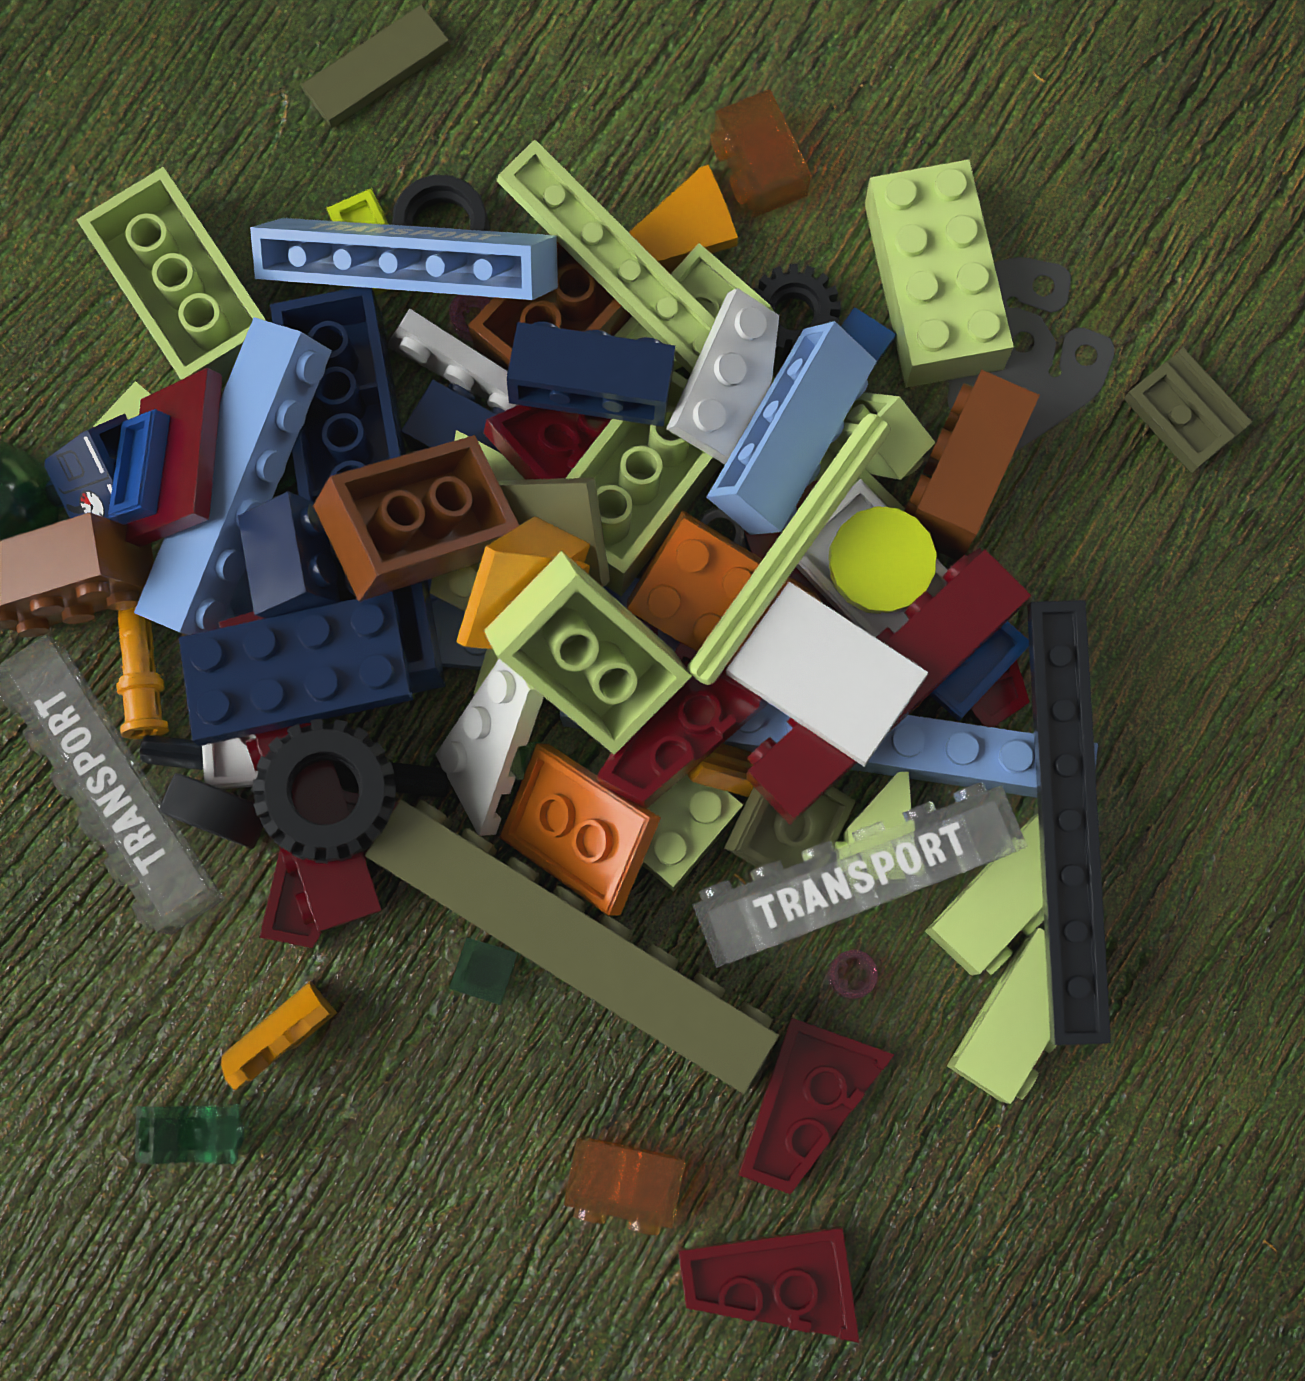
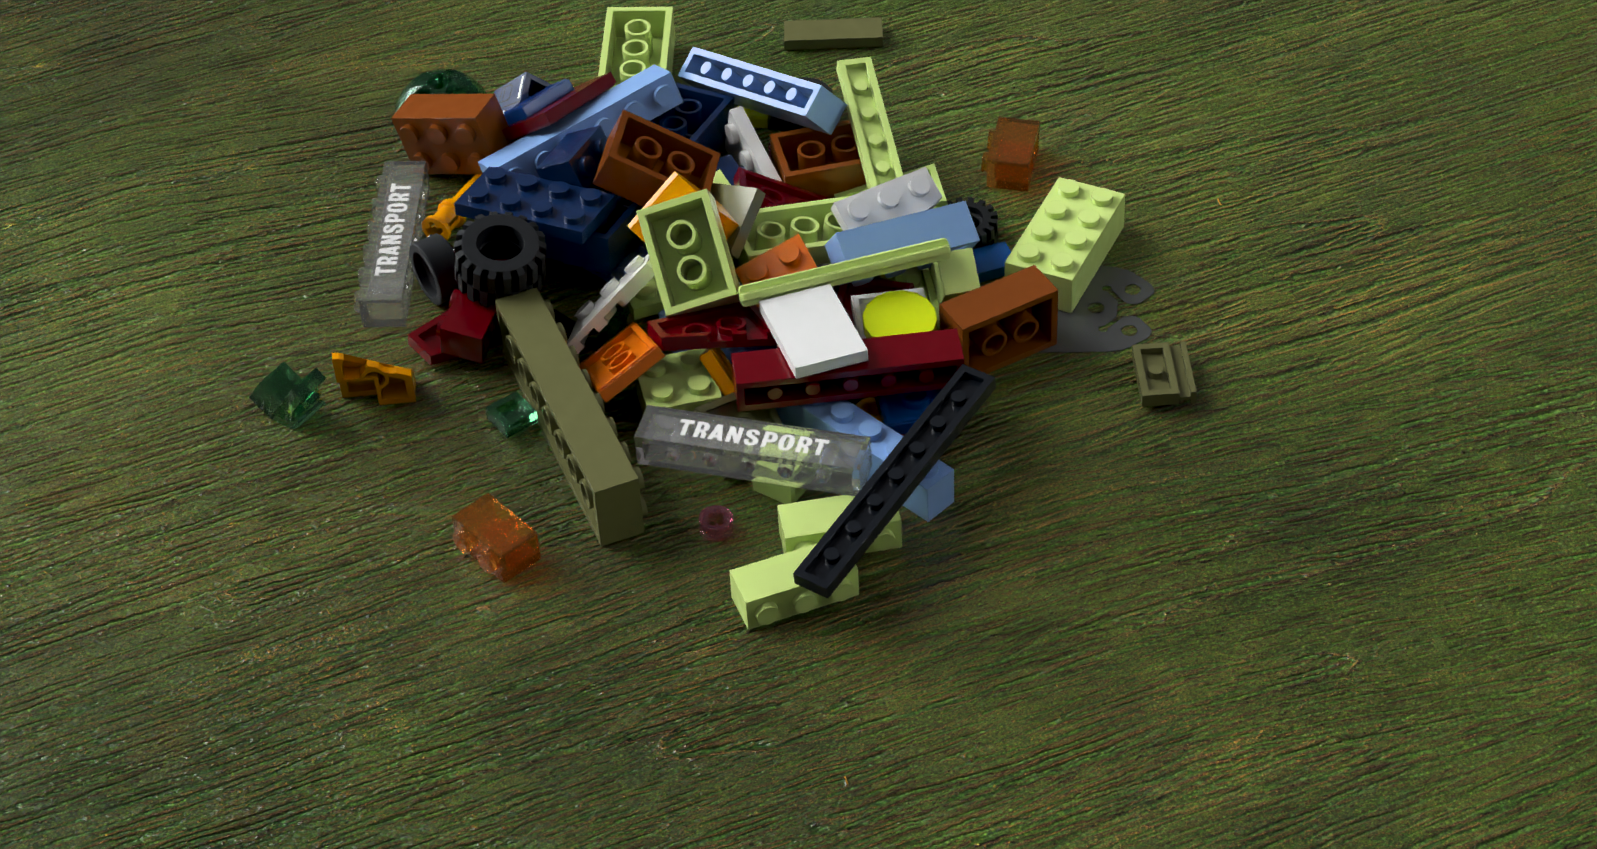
camera: 35 degrees right, 35 degrees down
(590, 373) = (809, 168): dark blue brick -> none
(684, 219) = (950, 166): light orange slope -> none
(775, 1280) = (535, 627): dark red wing -> none
(807, 1099) = (632, 559): dark red wing -> none

